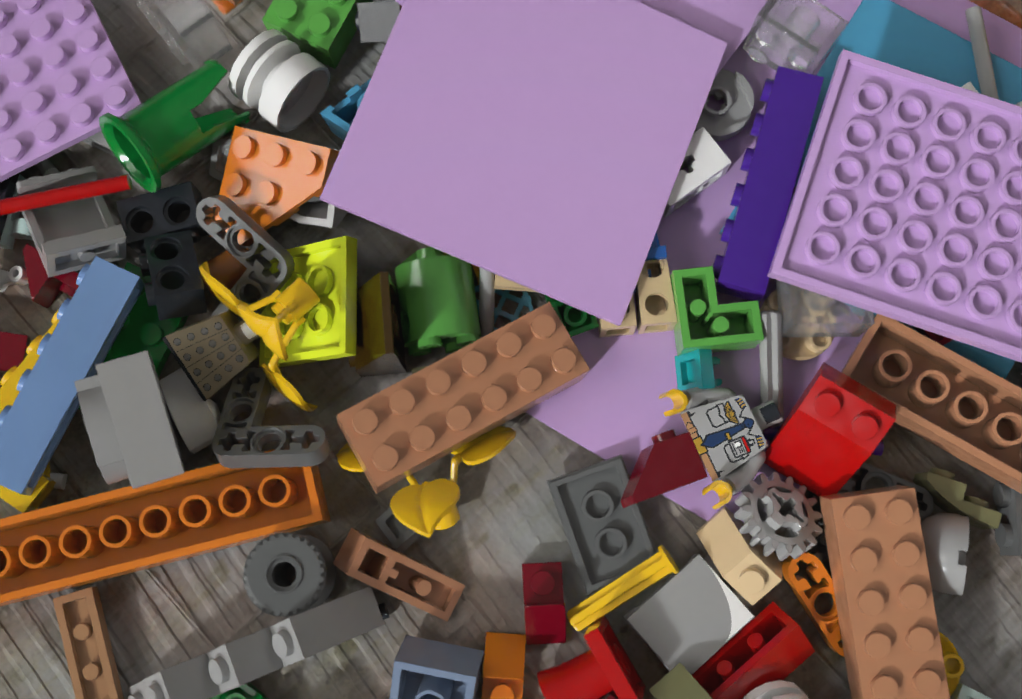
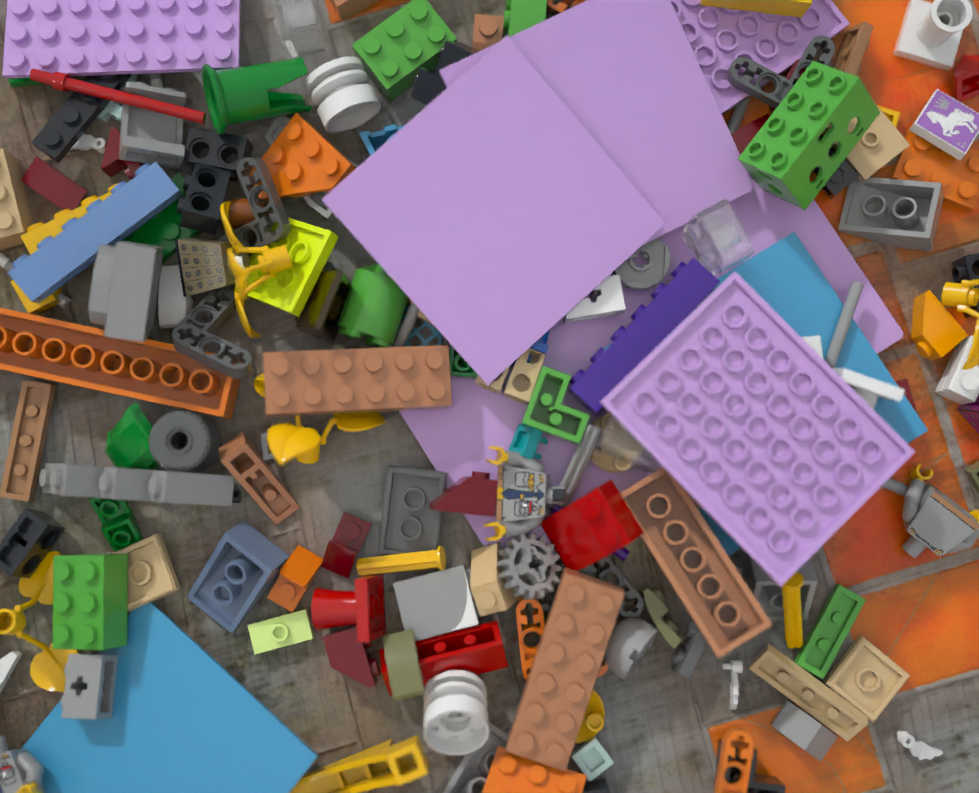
camera: 20 degrees right, 5 degrees up
(222, 606) = (129, 441): none -> green slope

